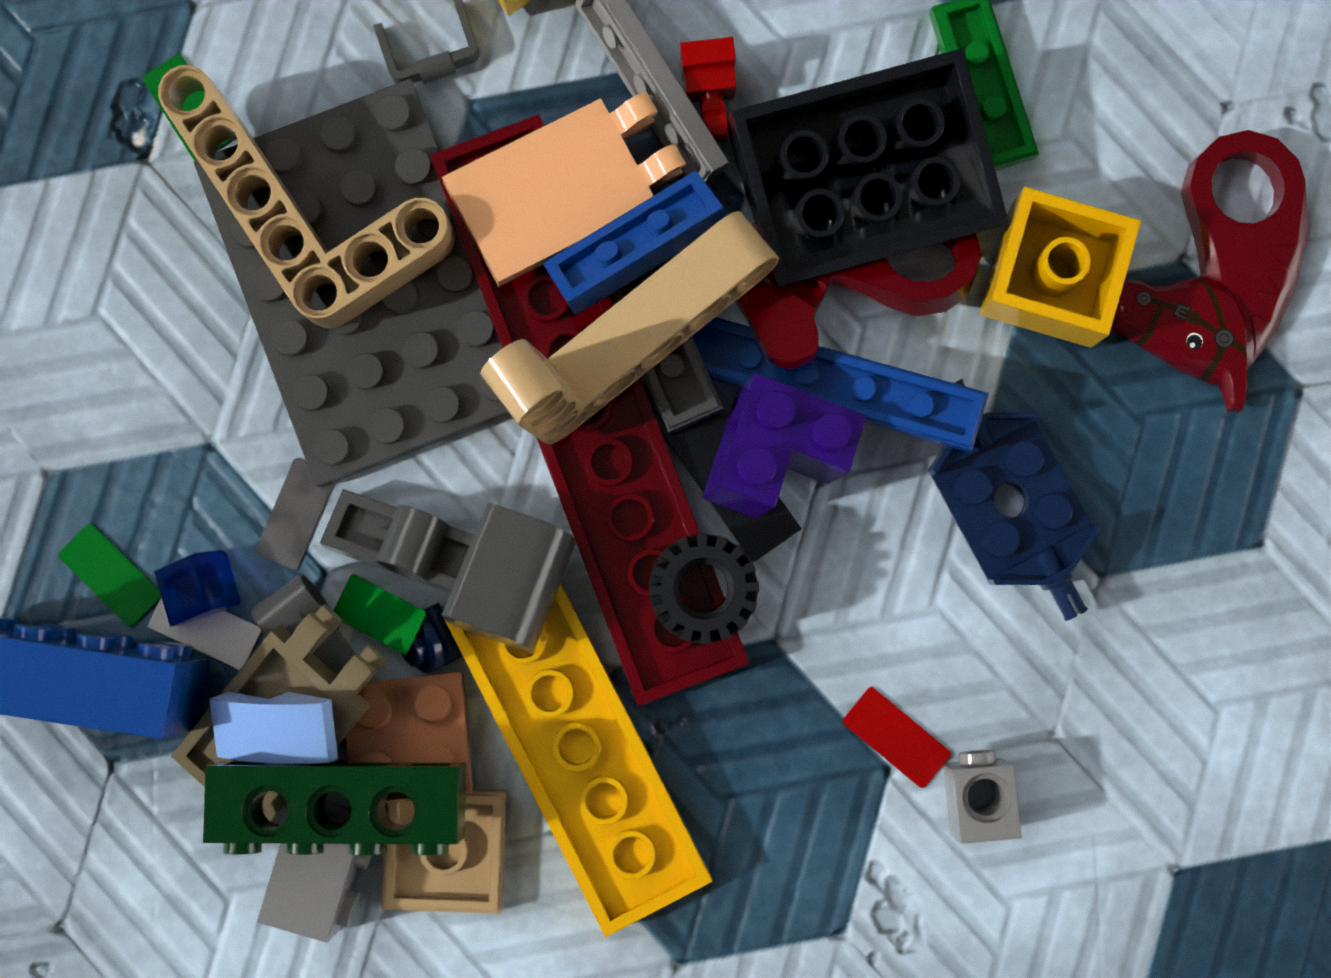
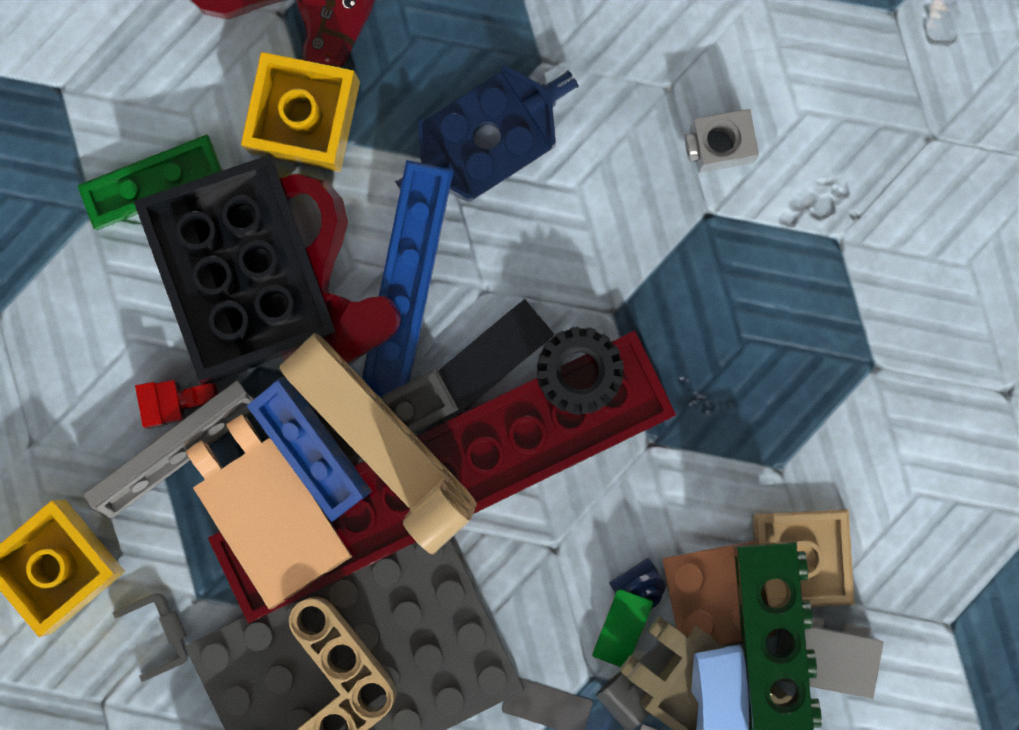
camera: 90 degrees left, 0 degrees up
(496, 578) = (584, 534): dark grey plate -> none
(587, 769) = (712, 461): yellow plate -> none
(776, 431) = (452, 329): dark purple brick -> none
(896, 737) = (681, 210): red sticker -> none

